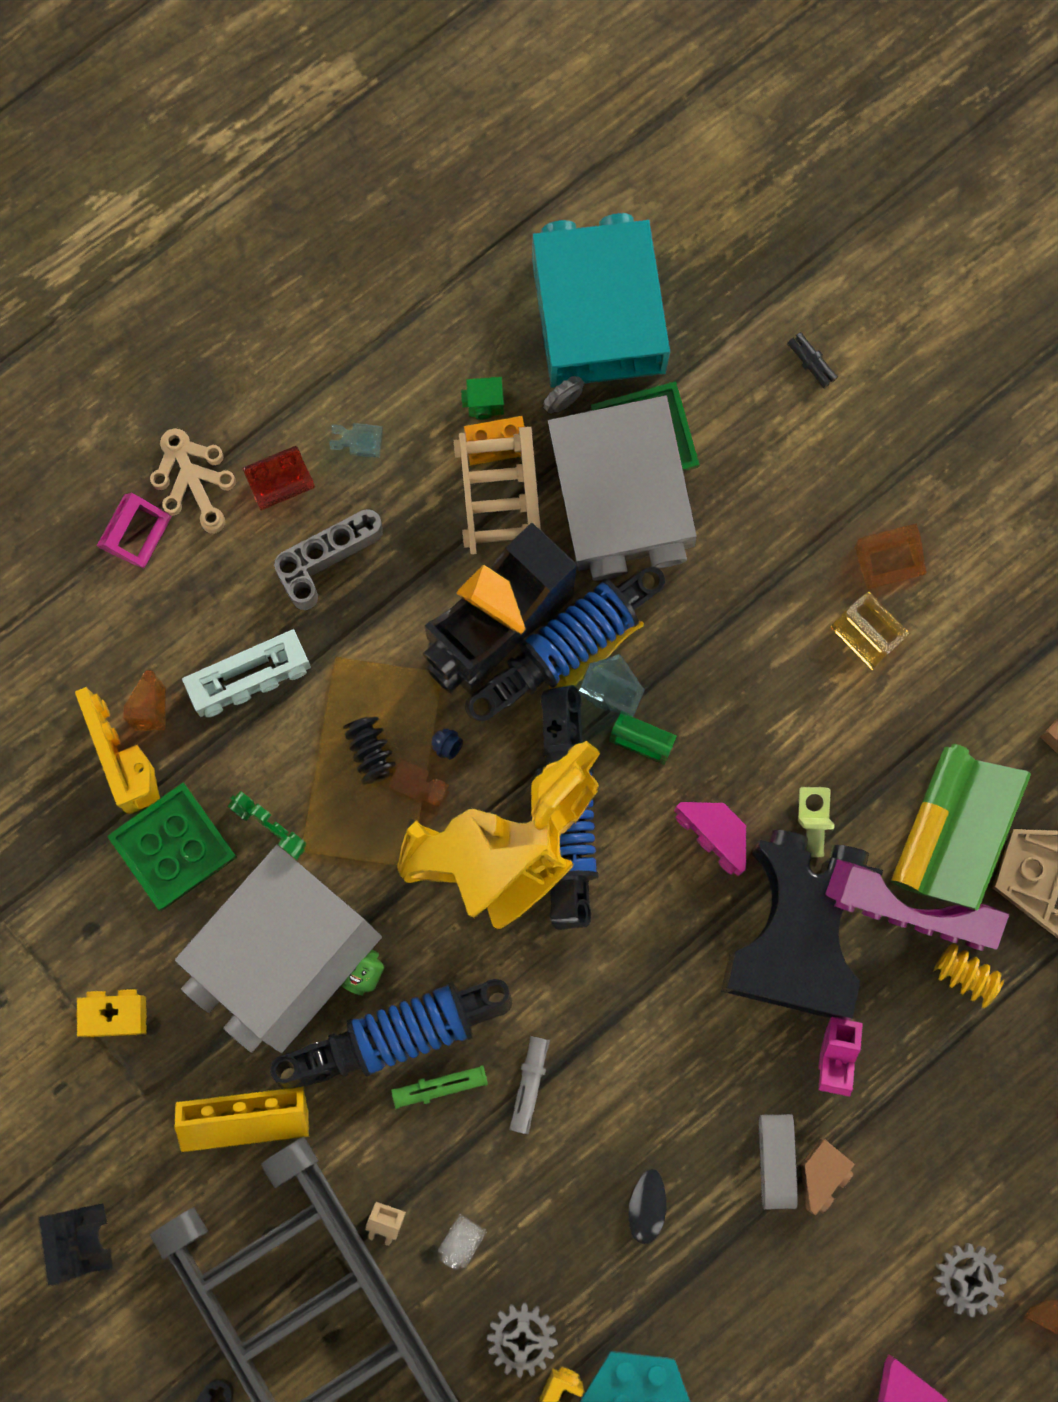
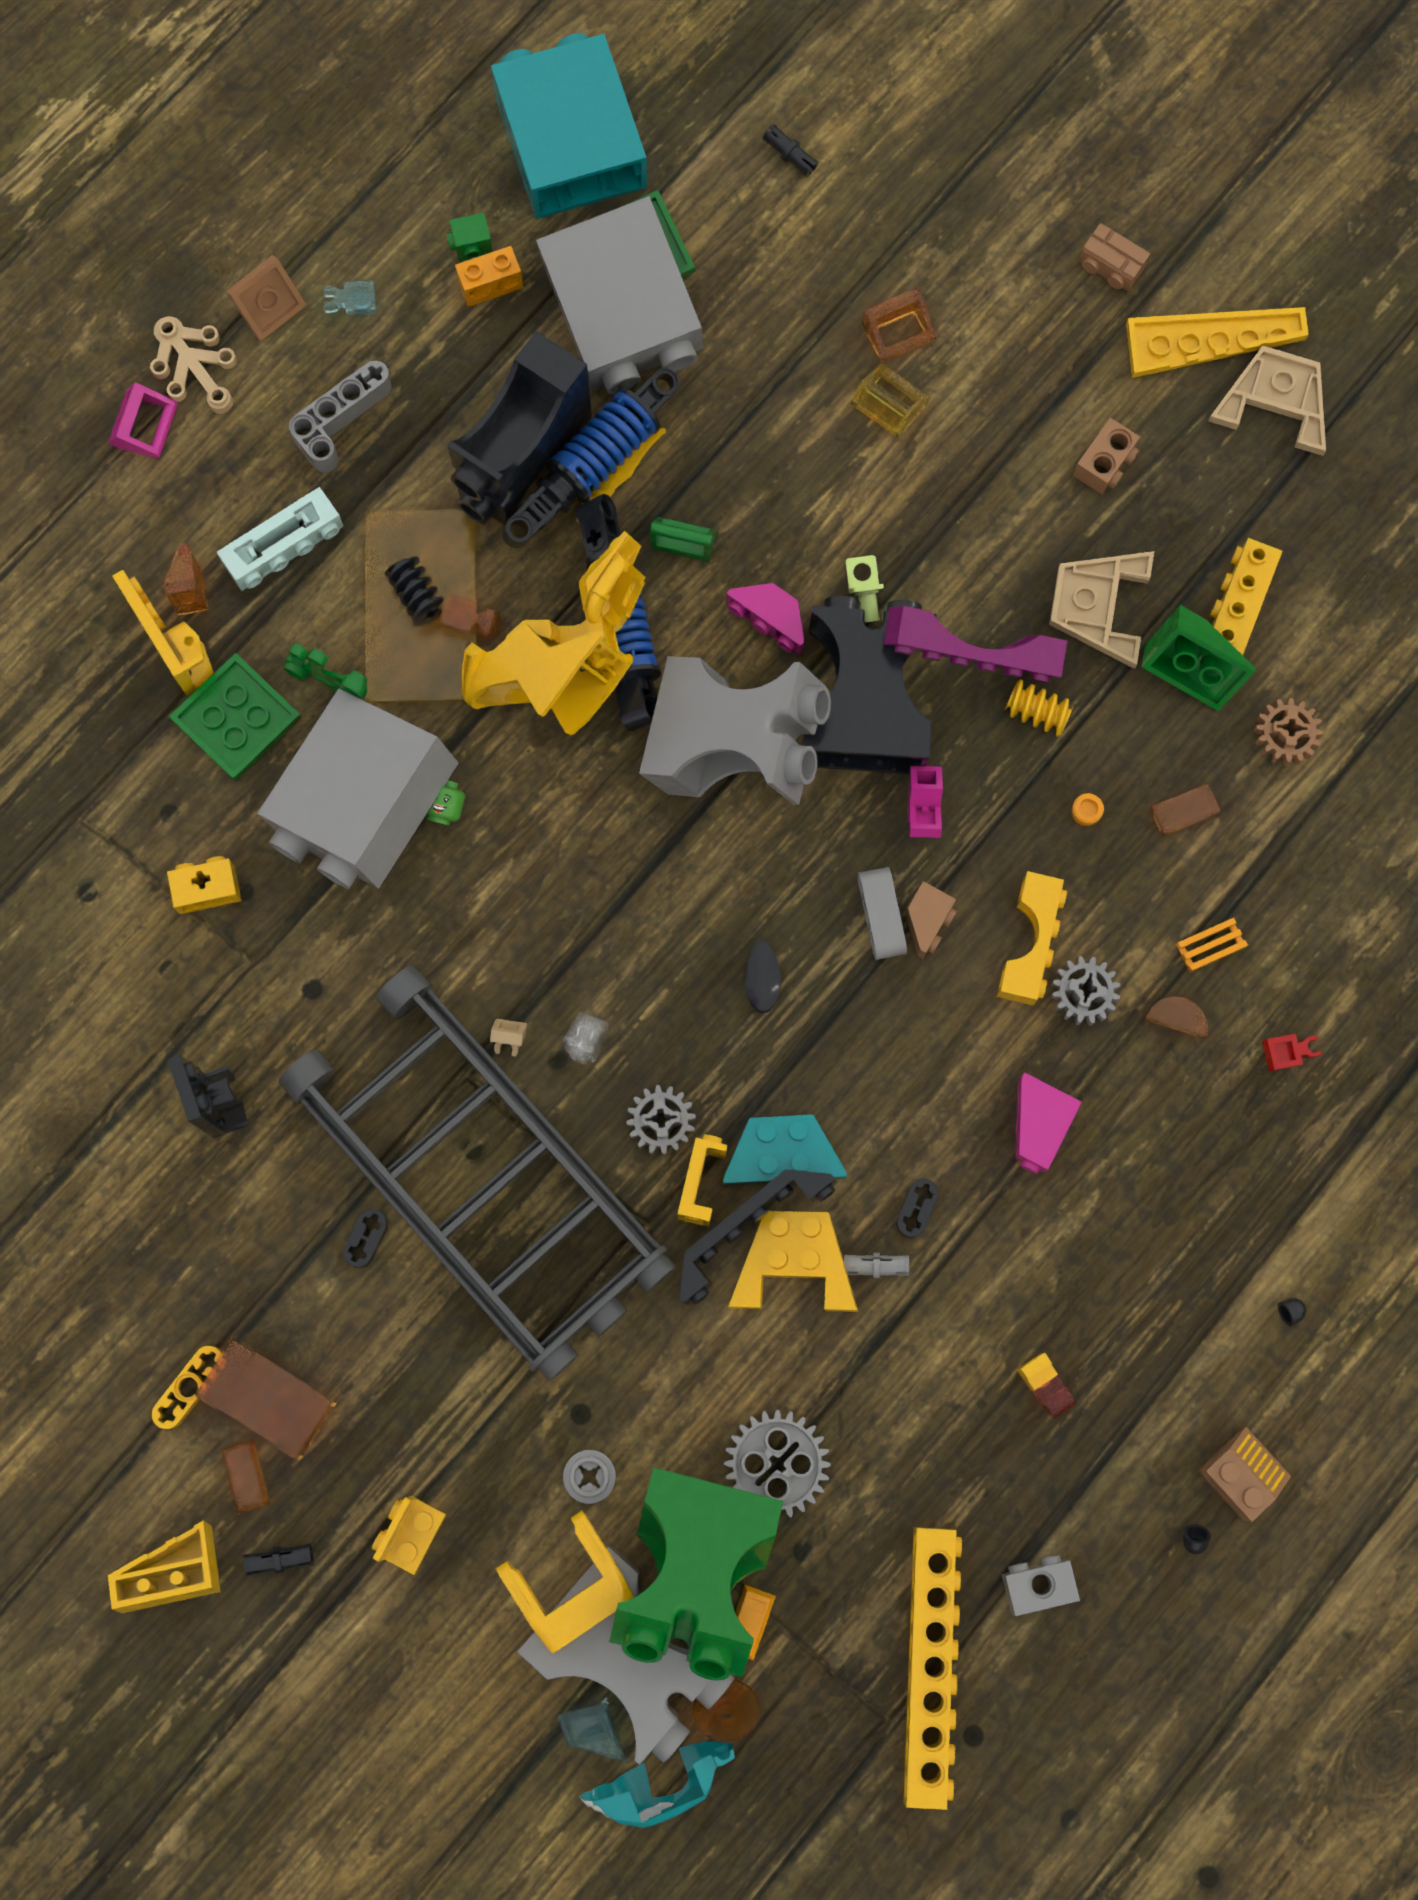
camera: 10 degrees left, 0 degrees up
(241, 1119) = (350, 959): yellow brick -> none
(274, 426) = (266, 298): none -> medium nougat tile
(278, 477) = (278, 346): clear red bracket -> none
(375, 1043) = (468, 862): piece -> none
(402, 1095) = (539, 899): bright green pin -> none
(447, 743) = (491, 574): dark blue plate -> none
(494, 597) = (510, 411): light orange slope -> none
(523, 472) = (522, 299): tan fence -> none
(529, 1084) = (627, 887): light grey pin -> none
(564, 395) = (550, 219): light grey gear -> none
(612, 686) = (643, 492): clear light blue slope -> none
(637, 951) = (714, 731): none -> light grey brick
(911, 1253) = (1039, 901): none -> yellow arch
(960, 828) = (1006, 569): bright green door -> none
(1001, 1087) = (1087, 809): none -> light orange tile

